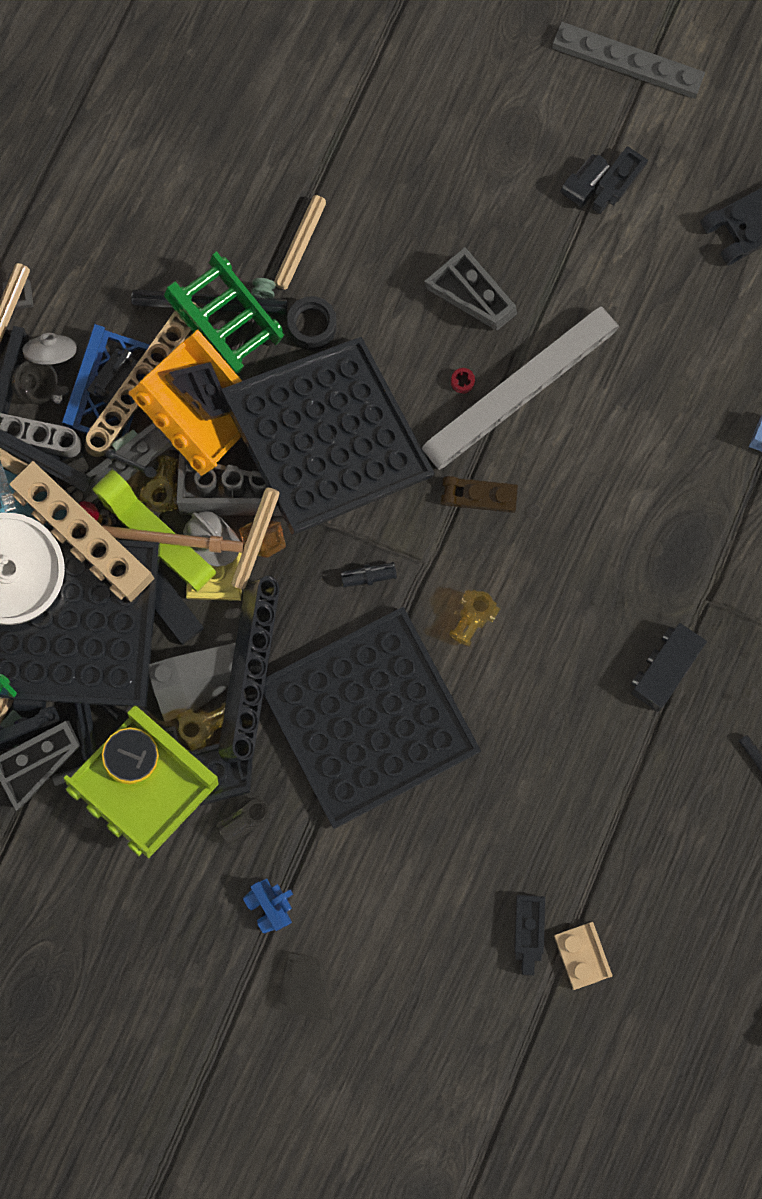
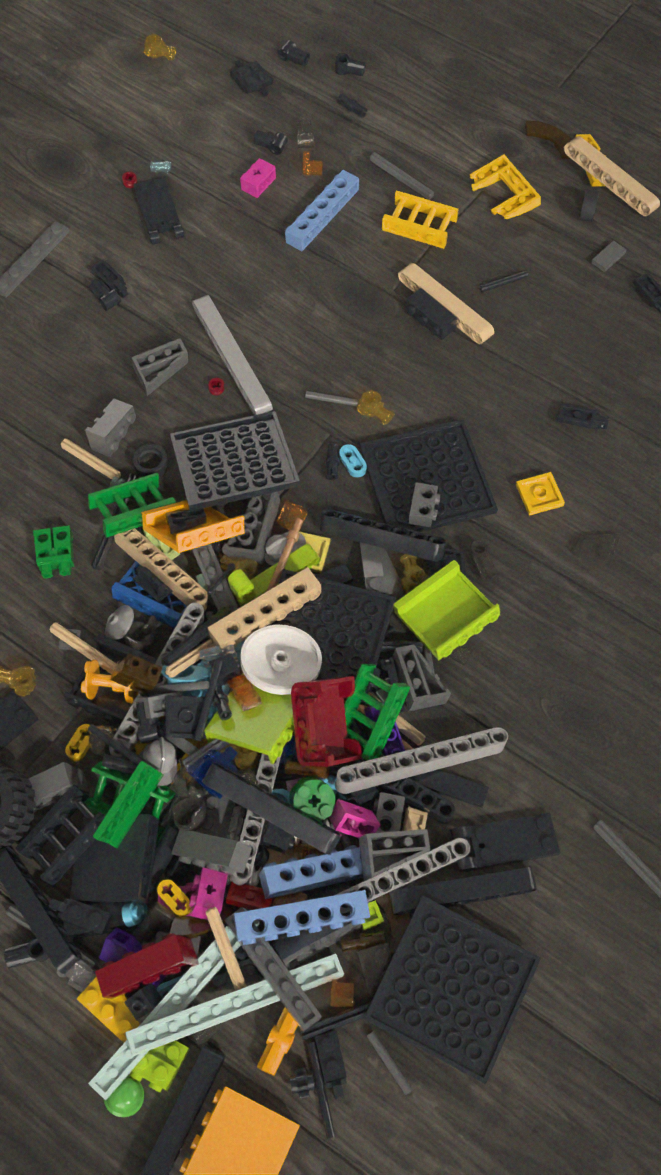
camera: 75 degrees left, 15 degrees down
(130, 756) = (427, 614): black tile -> none
(144, 236) = (54, 550): none -> green hips
(255, 538) = (295, 510): tan axle -> none
(273, 903) = (550, 555): blue hips -> none
(309, 710) = (422, 504): none -> dark grey brick
(353, 255) = (111, 427): none -> dark grey wedge
(374, 603) = (353, 462): none -> medium azure plate
(377, 888) = (540, 493): none -> yellow plate
(480, 494) = (295, 391): dark brown plate -> none
(480, 550) = (331, 398): none -> dark grey bar
(583, 955) = (599, 394): tan plate -> none
(696, 686) = (467, 319): none -> tan beam

